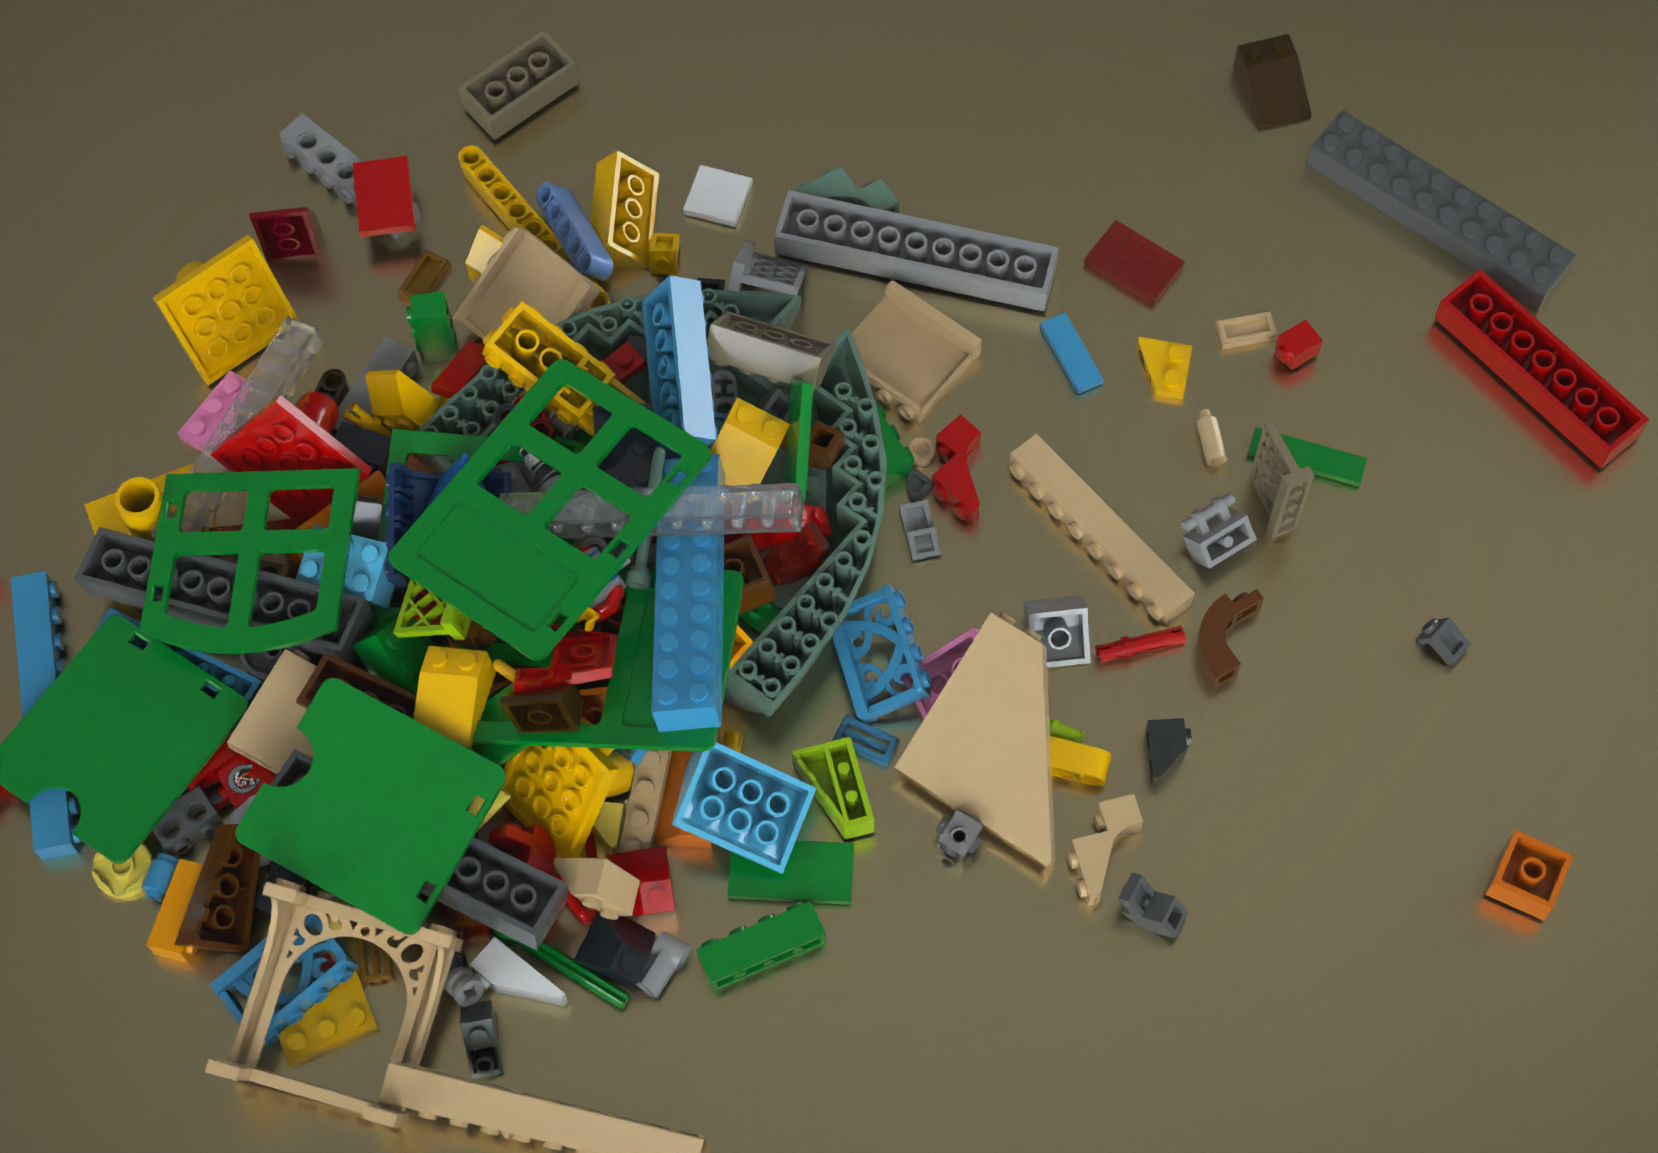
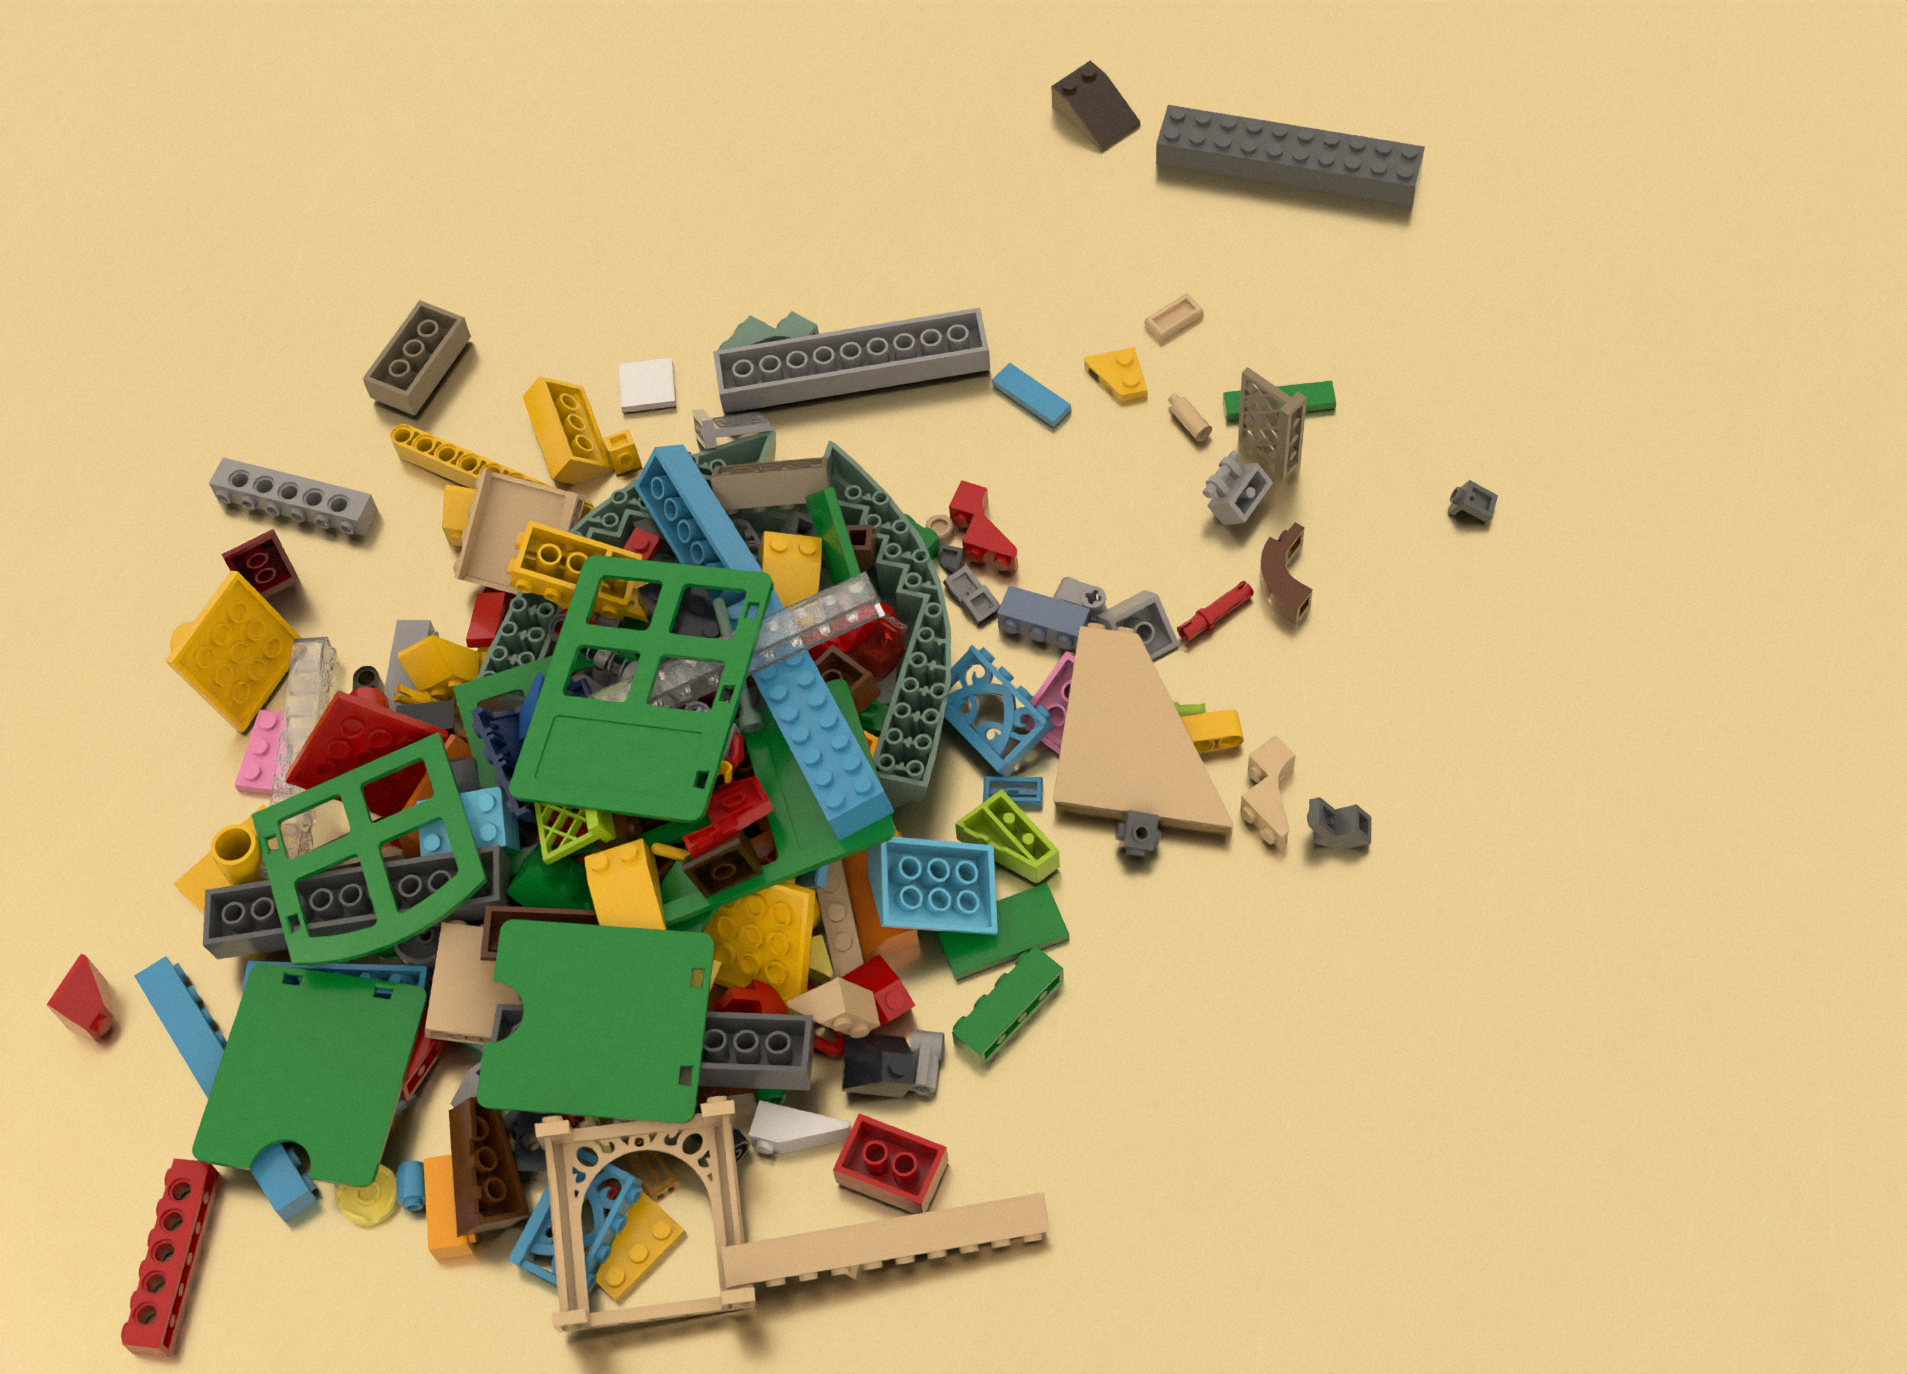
camera: 20 degrees left, 5 degrees down
(182, 816) = (419, 1130): dark grey brick -> none
(240, 781) = (448, 1066): red torso -> none
(384, 196) = (337, 498): red tile -> none
(425, 275) = (406, 559): pearl gold tile -> none
(432, 326) = (440, 592): green brick -> none
(464, 986) = (753, 1156): light grey wheel -> none
(480, 936) = (744, 1108): clear red tile -> none
(481, 1039) = (790, 1197): pearl dark grey slope -> none
(574, 231) = (531, 460): medium blue beam -> none
(580, 973) = (849, 1101): green axle -> none
(583, 1049) = (891, 1164): none -> red brick
(912, 352) = (894, 443): tan panel -> none
(973, 581) = (1042, 617): none -> sand blue brick
(1014, 576) = (1082, 595): none -> light grey piece
(1101, 530) = (1133, 529): tan brick -> none
(1134, 262) = (1048, 299): clear red tile -> none
(1166, 746) = (1280, 686): pearl dark grey slope -> none
(1298, 345) = (1226, 310): red brick -> none
(1529, 875) = (1645, 662): orange brick -> none
(1541, 368) = (1441, 249): red brick -> none

